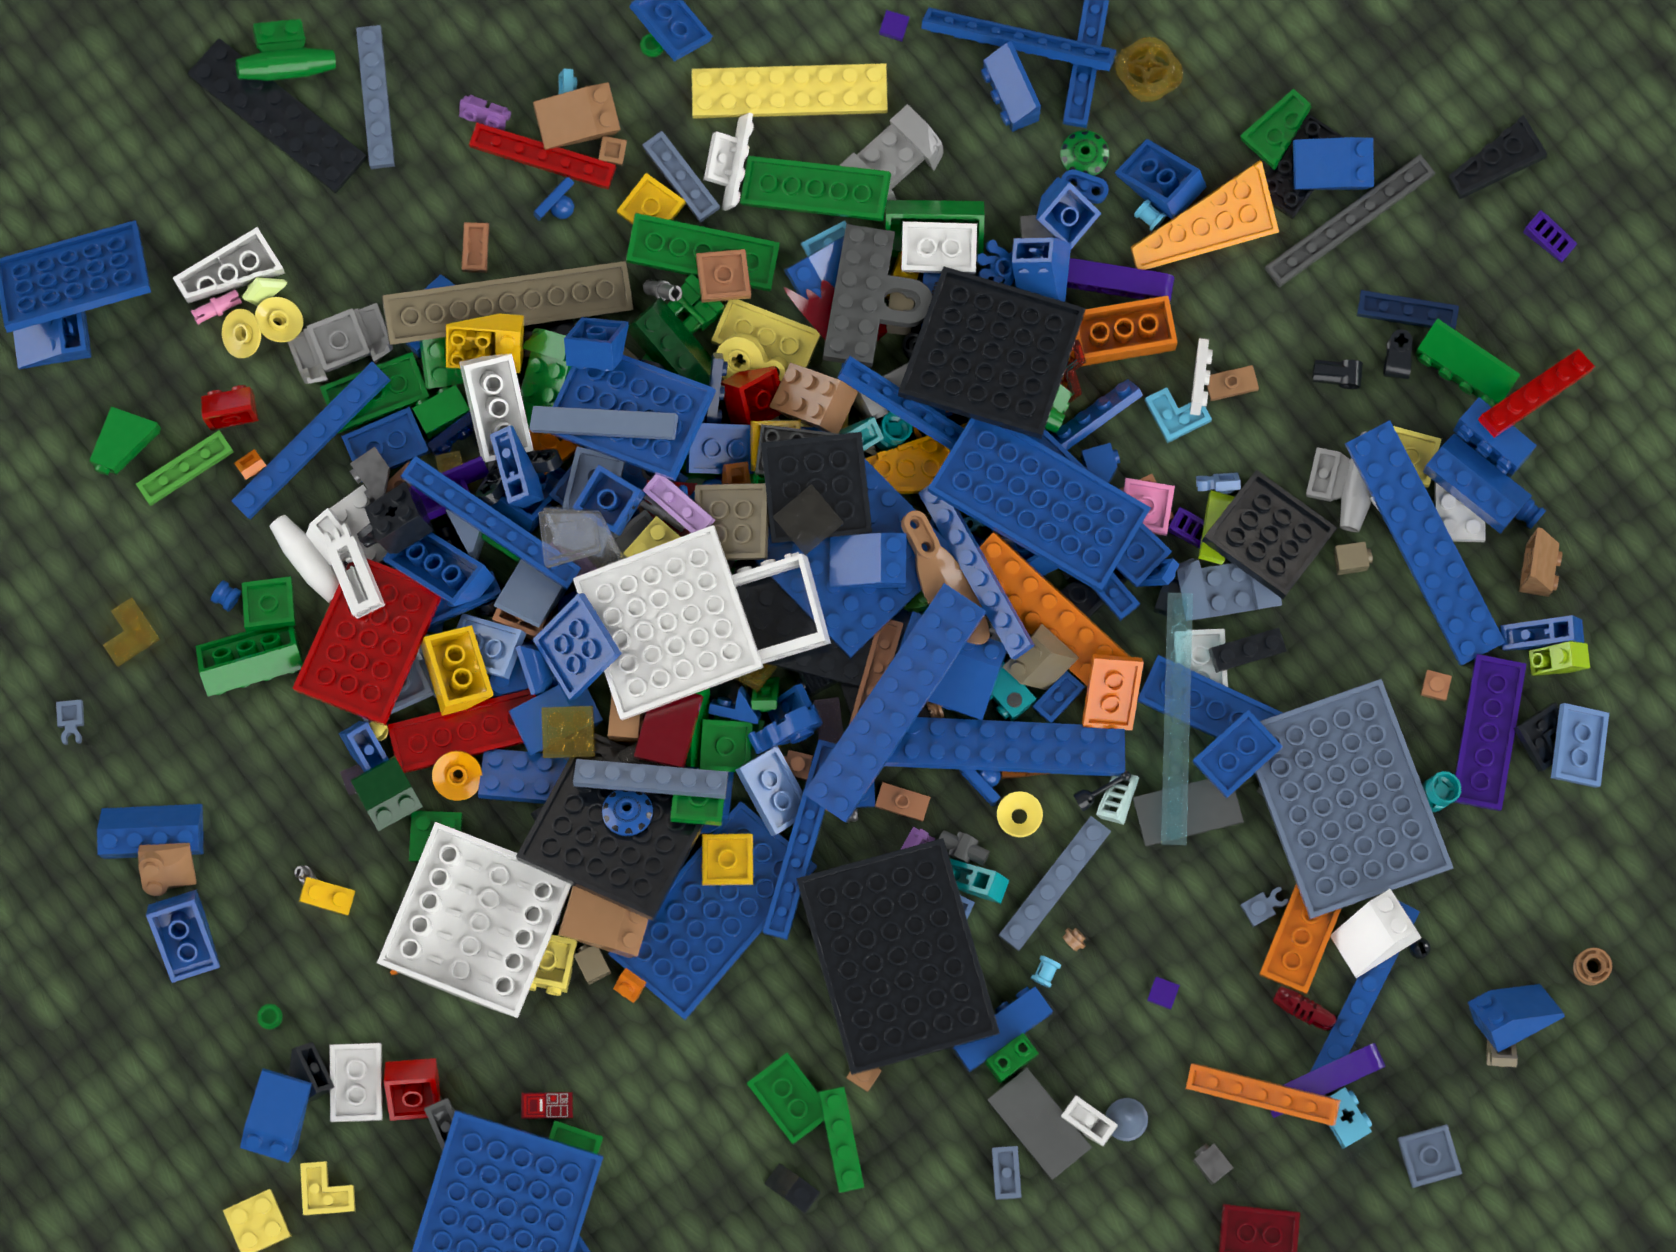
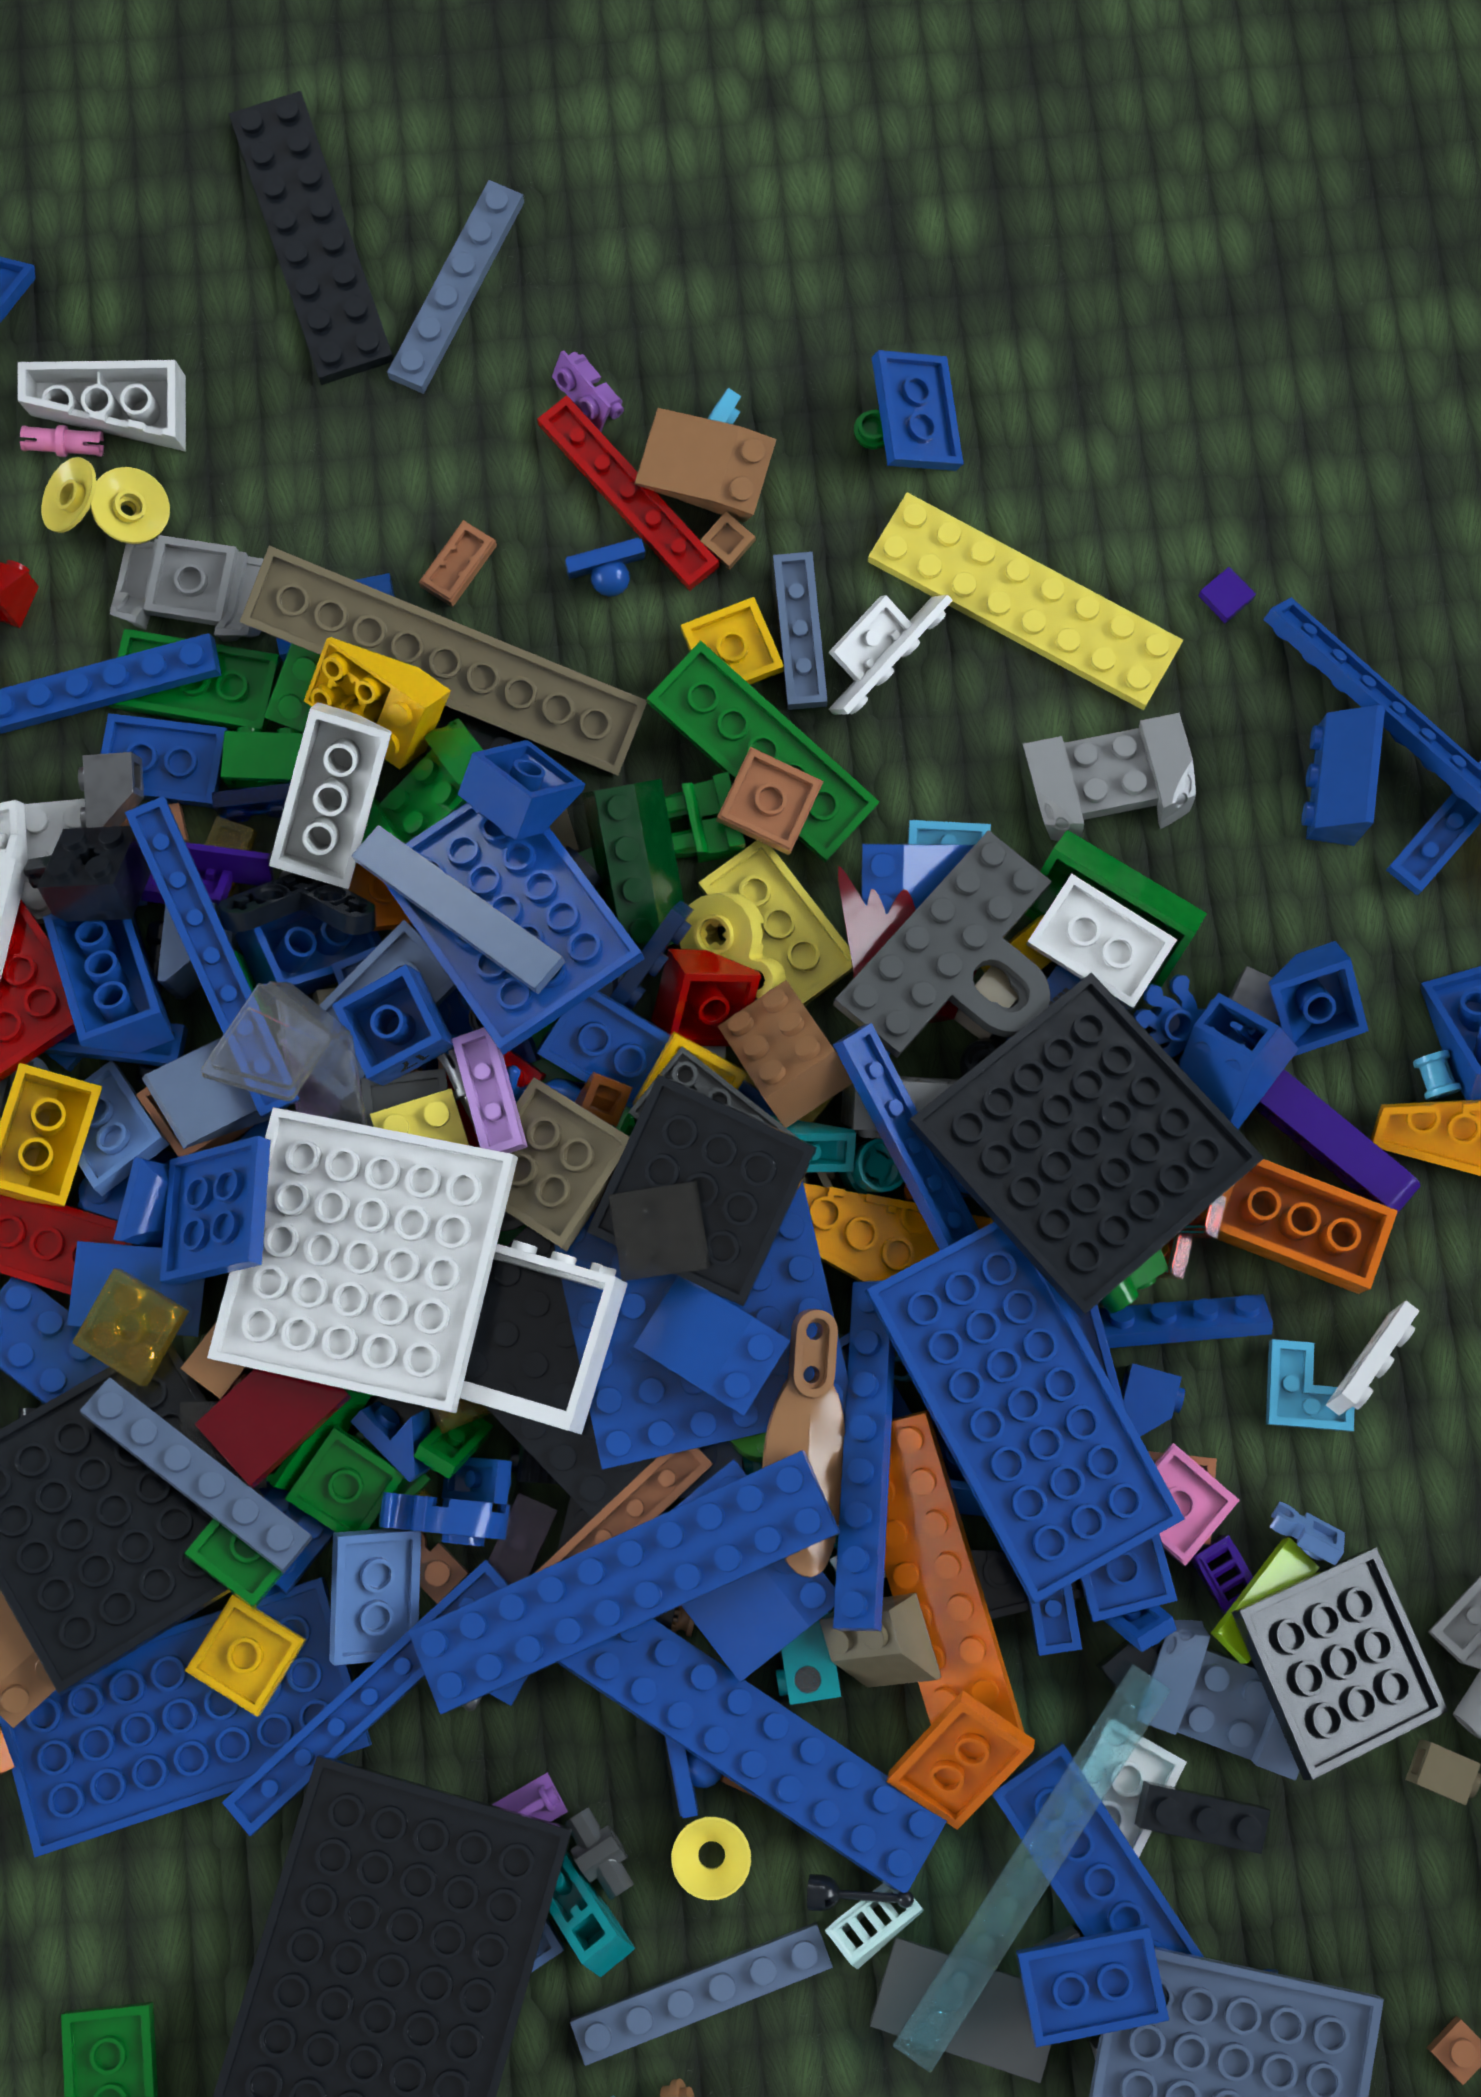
camera: 30 degrees right, 0 degrees up
(262, 289) = (138, 452): yellowish green piece -> none
(283, 53) = (367, 157): green plate -> none
(516, 469) = (297, 902): blue slope -> none
(627, 822) = (134, 1521): blue dish -> none
(662, 289) = (673, 771): flat silver pin -> none
(815, 188) = (977, 755): green plate -> none
(902, 802) = (555, 1724): nougat plate -> none
(1058, 697) = (877, 1711): blue plate -> none
(1086, 184) = (1370, 975): blue plate -> none
(1091, 163) = (1379, 943): green dish -> none
(1232, 383) = (1416, 1394): medium nougat plate -> none

